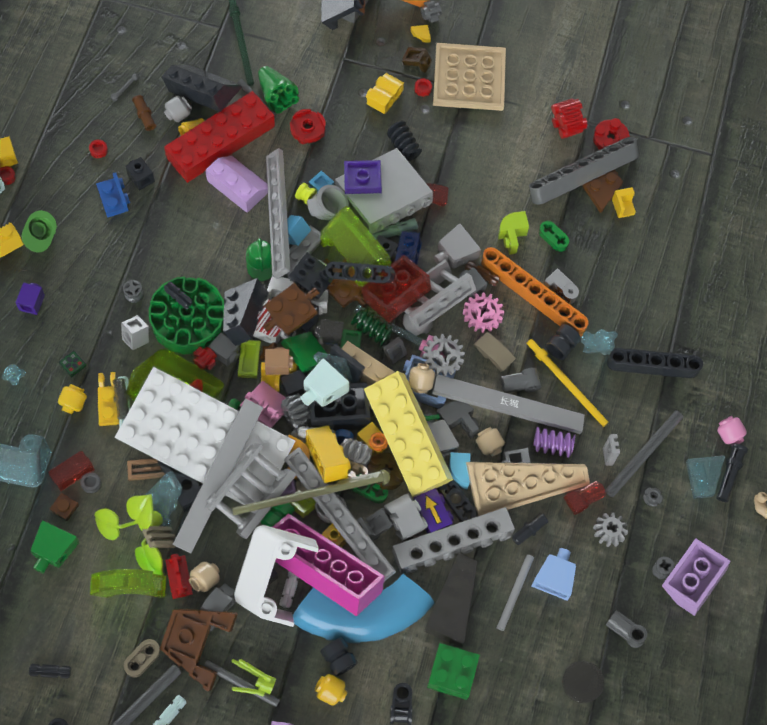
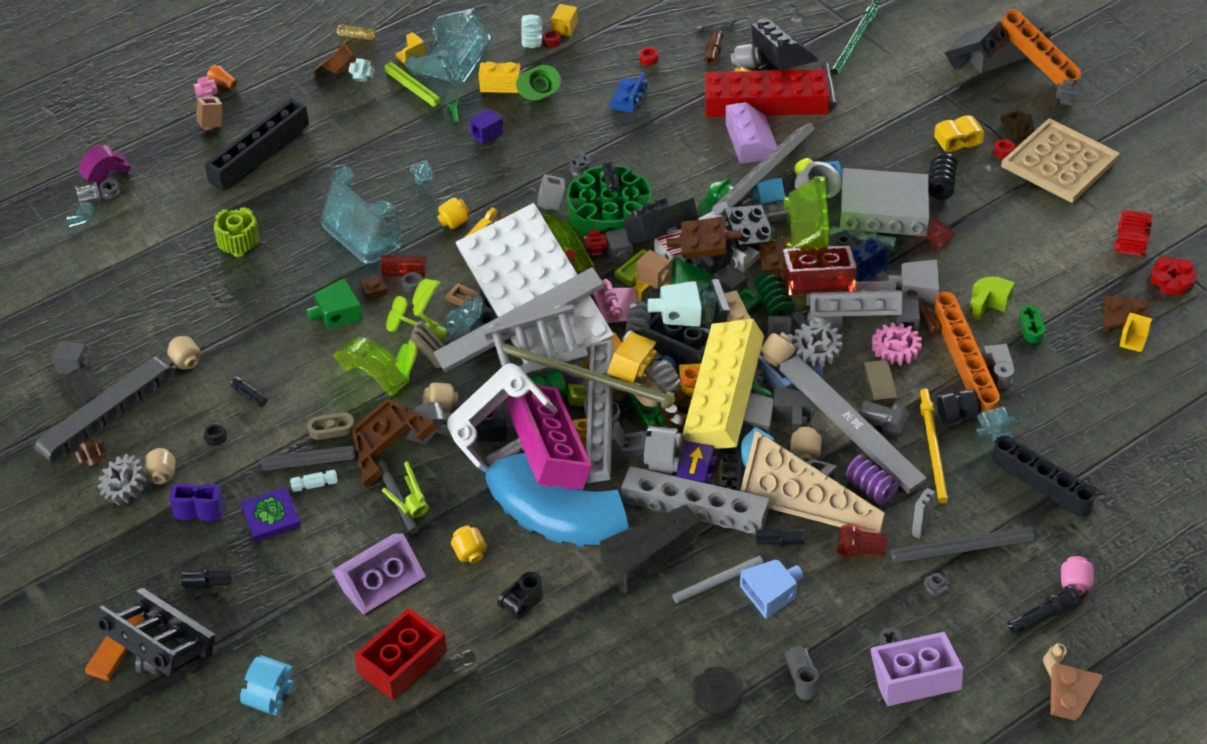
camera: 45 degrees right, 20 degrees down
(72, 364) = (478, 192): tile -> none
(140, 173) = (667, 87): black brick -> none
(178, 576) = (414, 392): red hinge -> none
(277, 90) = (852, 84): green cone -> none
(309, 135) = (851, 131): red plate -> none
(338, 656) = (499, 523): black wheel -> none
(360, 272) = (793, 232): black beam -> none
(362, 177) = (869, 176): dark purple tile -> none
(421, 33) = (1043, 107): yellow tile -> none
(453, 671) = (595, 598): green brick -> none
(584, 170) = (1114, 284): dark grey beam -> none
(607, 535) = (863, 582): light grey gear -> none
(704, 475) = (1012, 596): clear light blue wing -> none

